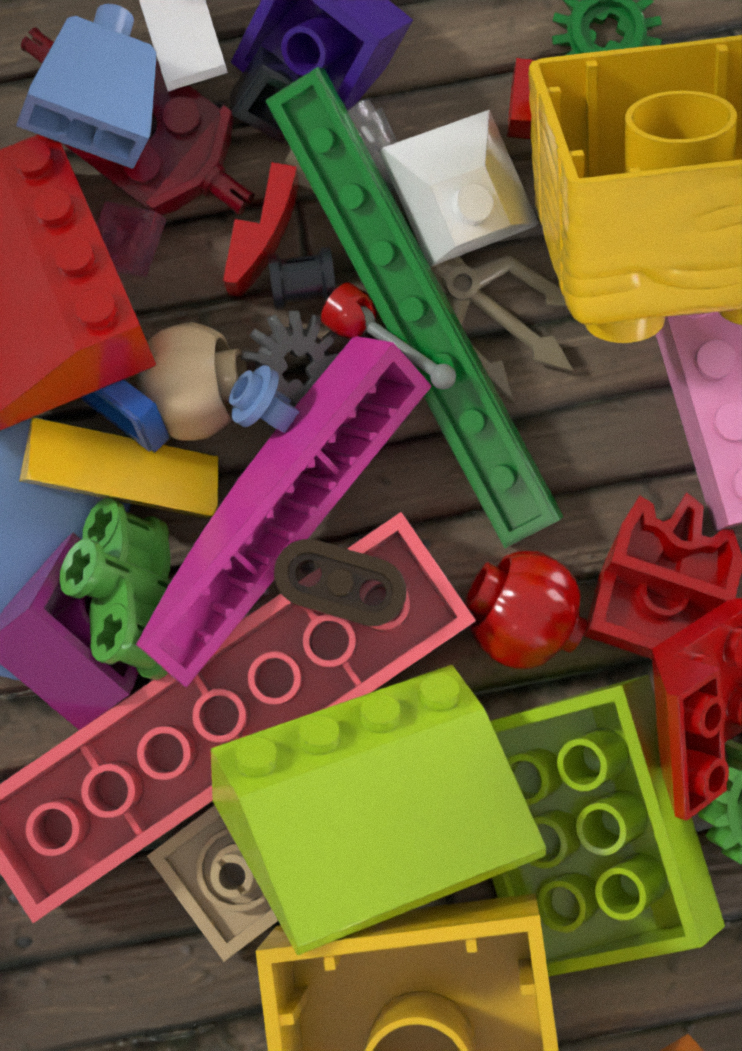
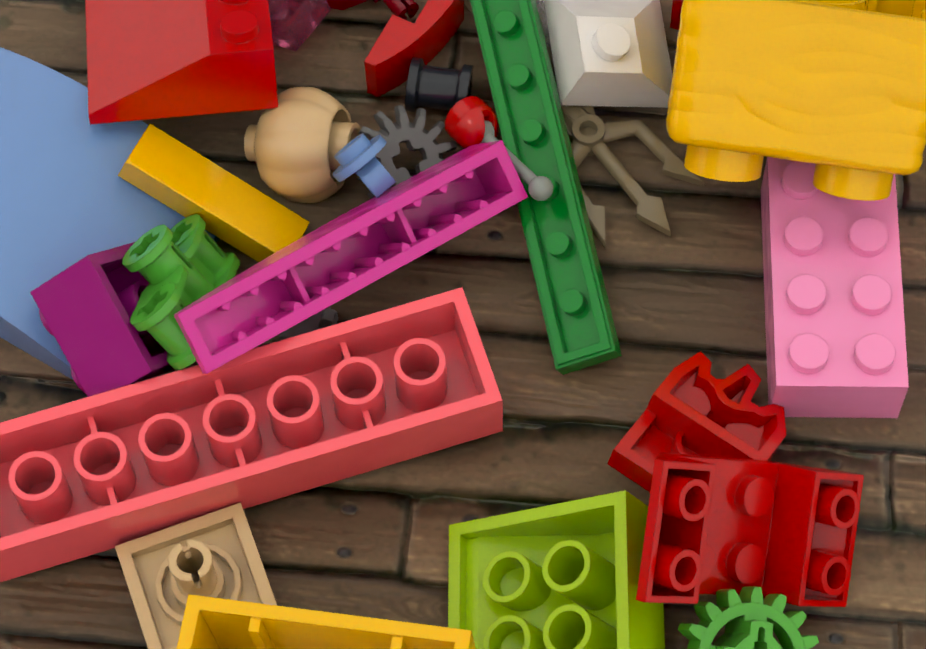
camera: 15 degrees right, 20 degrees down
(131, 413) = (237, 144): blue tile -> none
(340, 582) = (389, 322): dark brown plate -> none
(373, 807) = (348, 520): lime slope -> none
(525, 609) = (558, 425): red plant -> none

